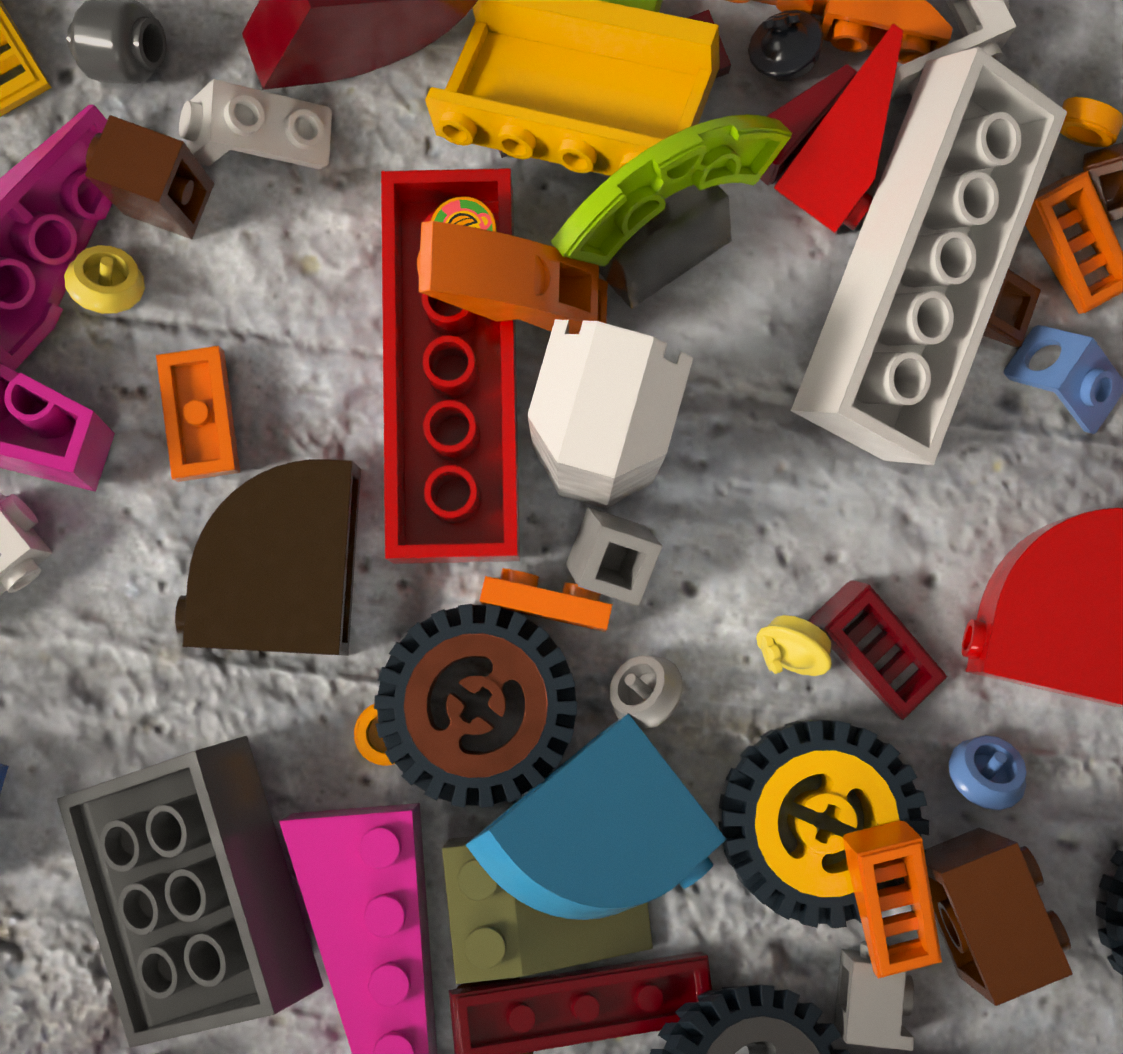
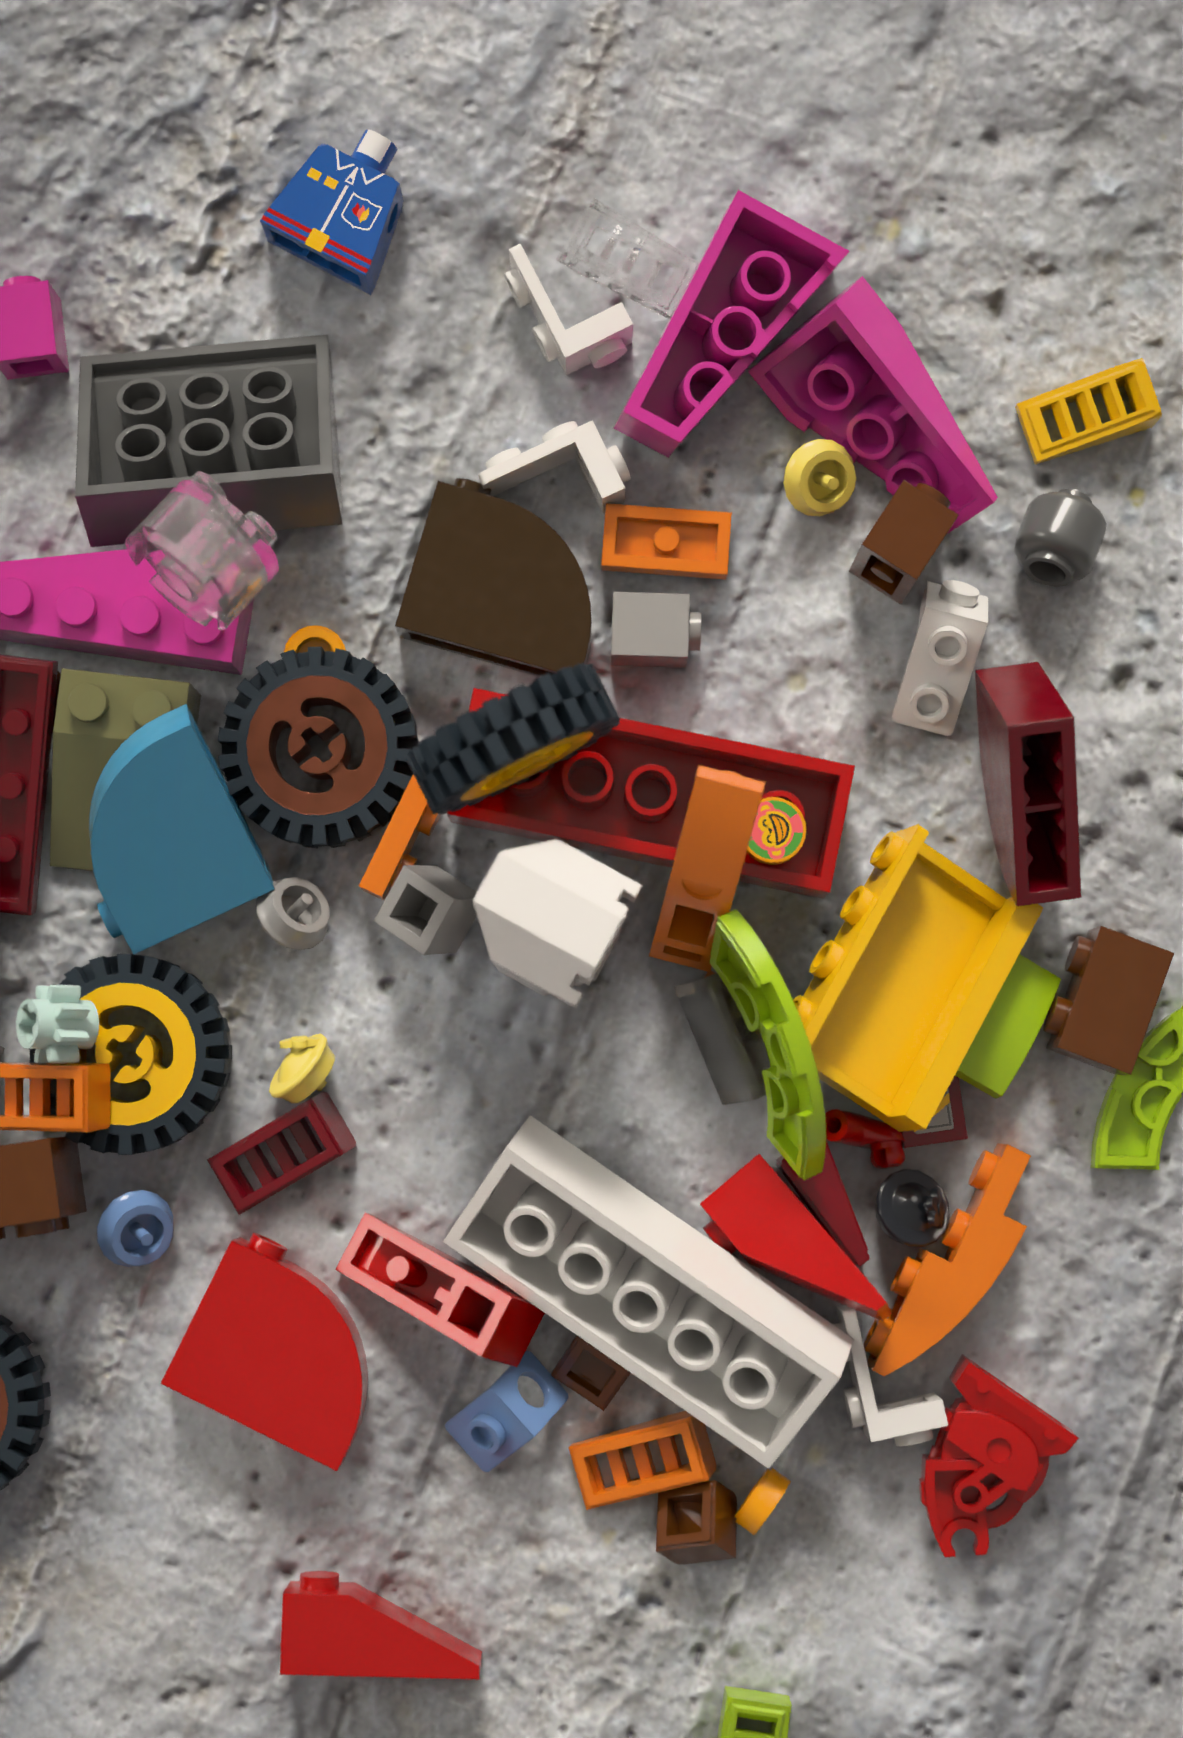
camera: 100 degrees right, 0 degrees up
(135, 494) = (601, 467): none -> white bracket
(288, 406) = (653, 629): none -> light grey brick
(303, 860) = (205, 551): none -> clear brick
(432, 488) = (512, 738): none -> black wheel
(727, 88) = (866, 1133): none -> red arm
(820, 896) = (57, 1024): none -> light aqua gear
(975, 465) = (441, 1291): none -> red slope

